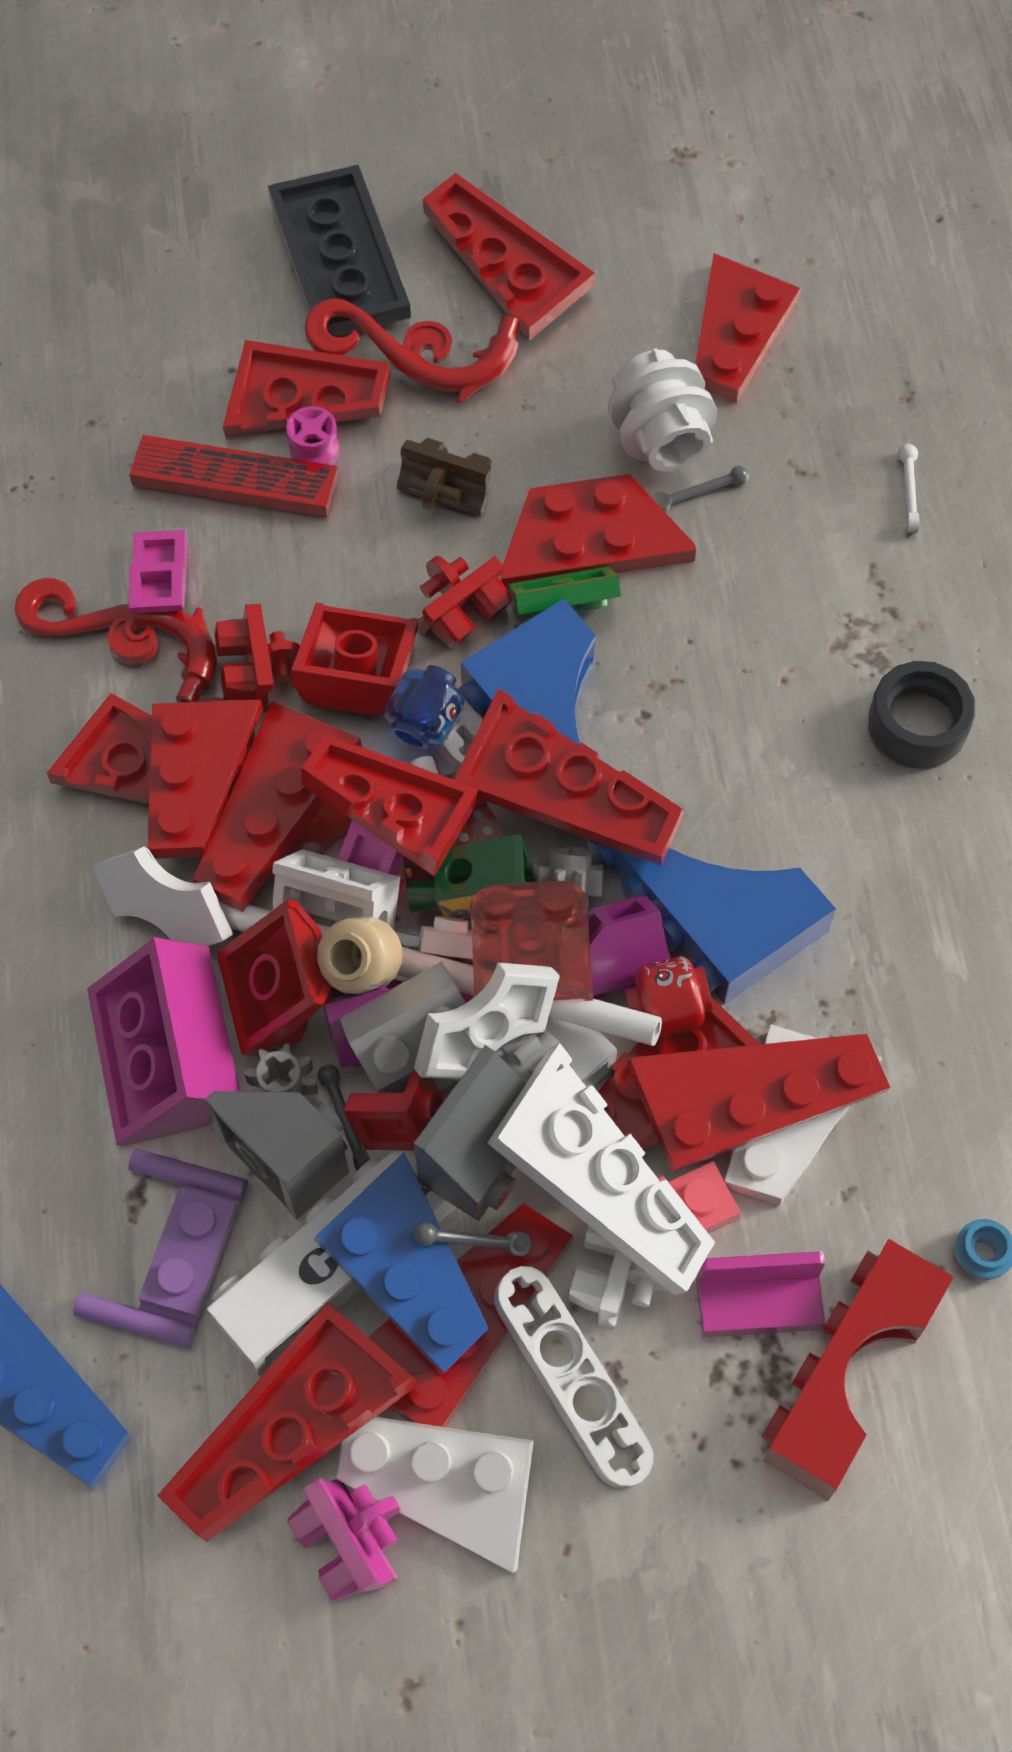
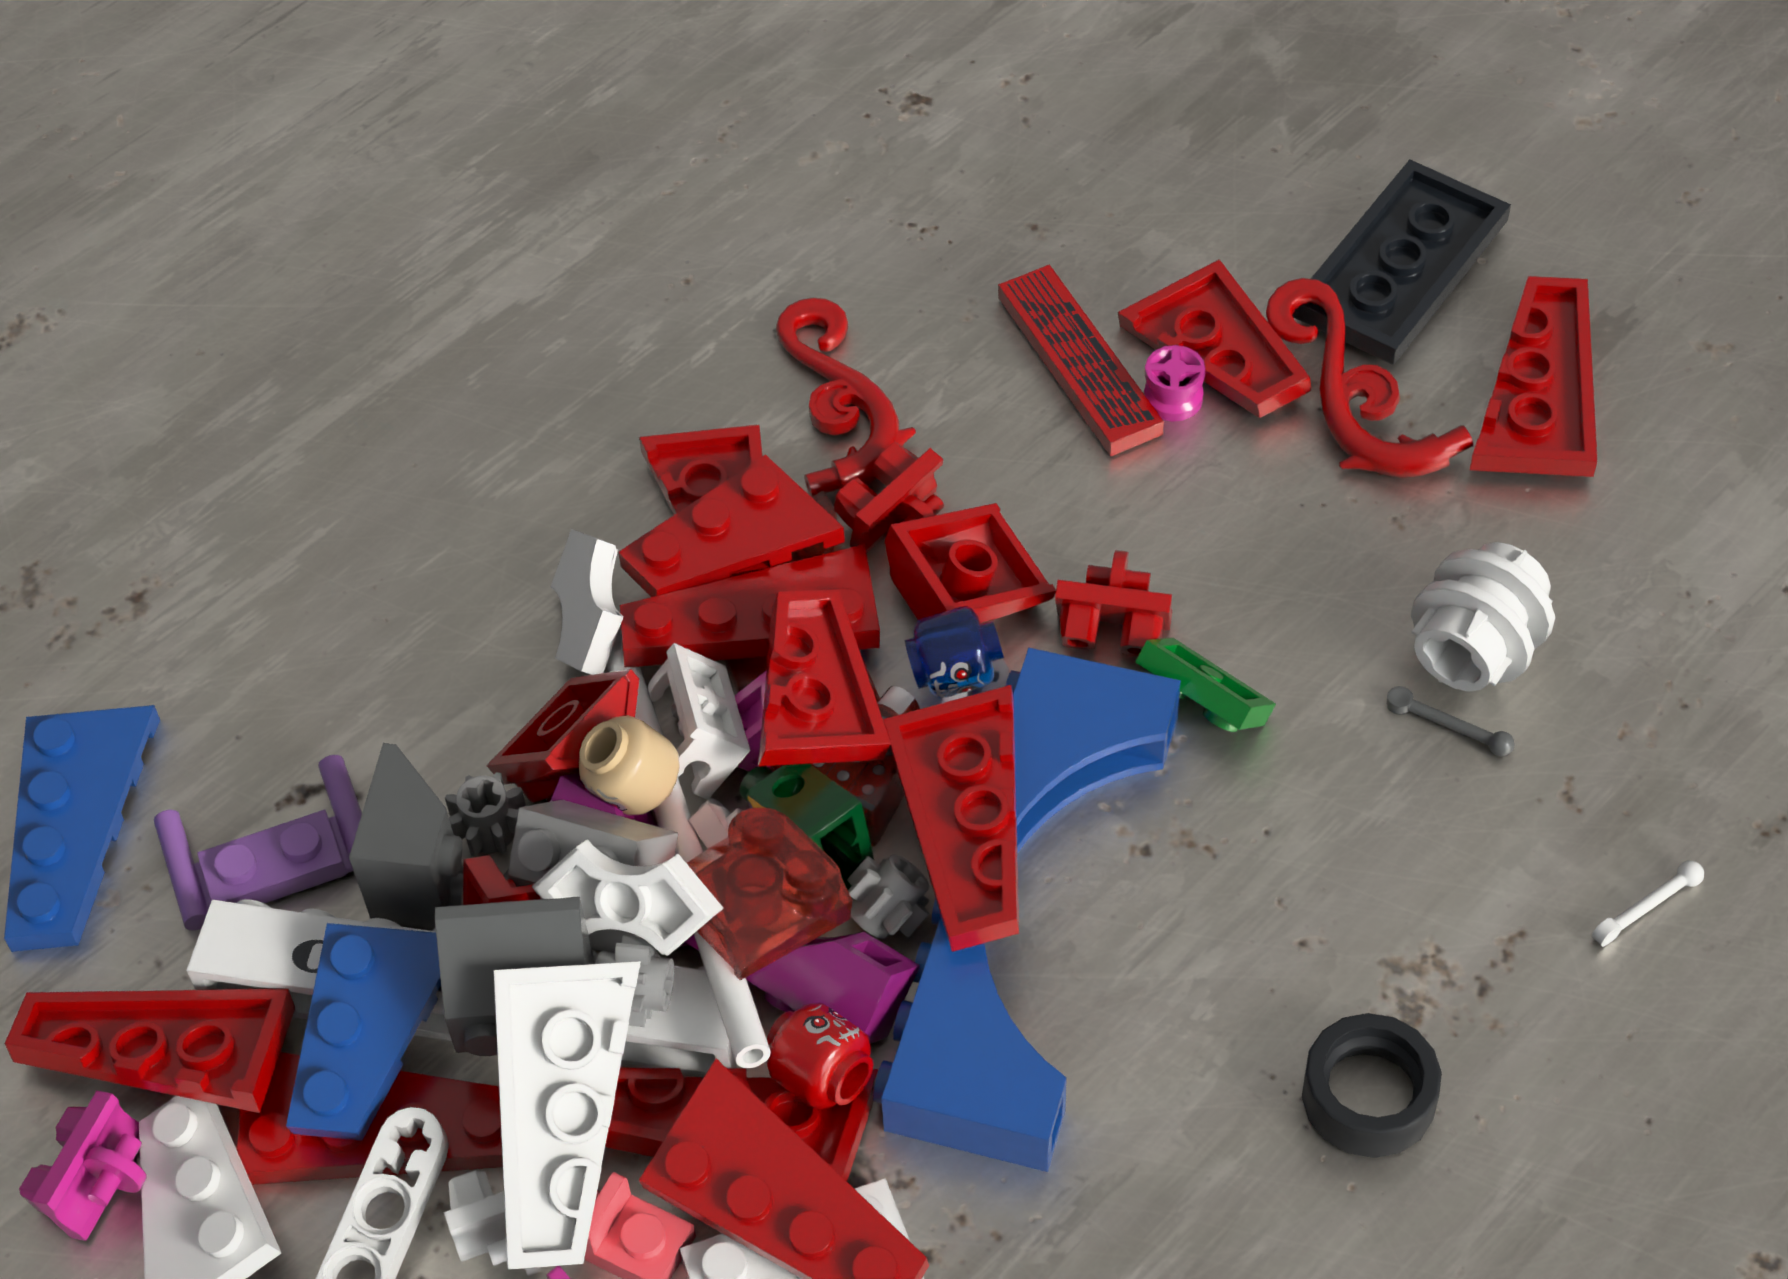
camera: 55 degrees right, 10 degrees down
(158, 572) = (918, 378): dark pink slope -> none
(161, 1040) = (461, 698): dark pink slope -> none
(444, 477) = (1230, 506): dark brown hips -> none
(515, 1242) = (463, 1102): dark grey hinge -> none
(592, 527) = (1307, 659): red wing -> none
(740, 324) = (1682, 624): red wing -> none

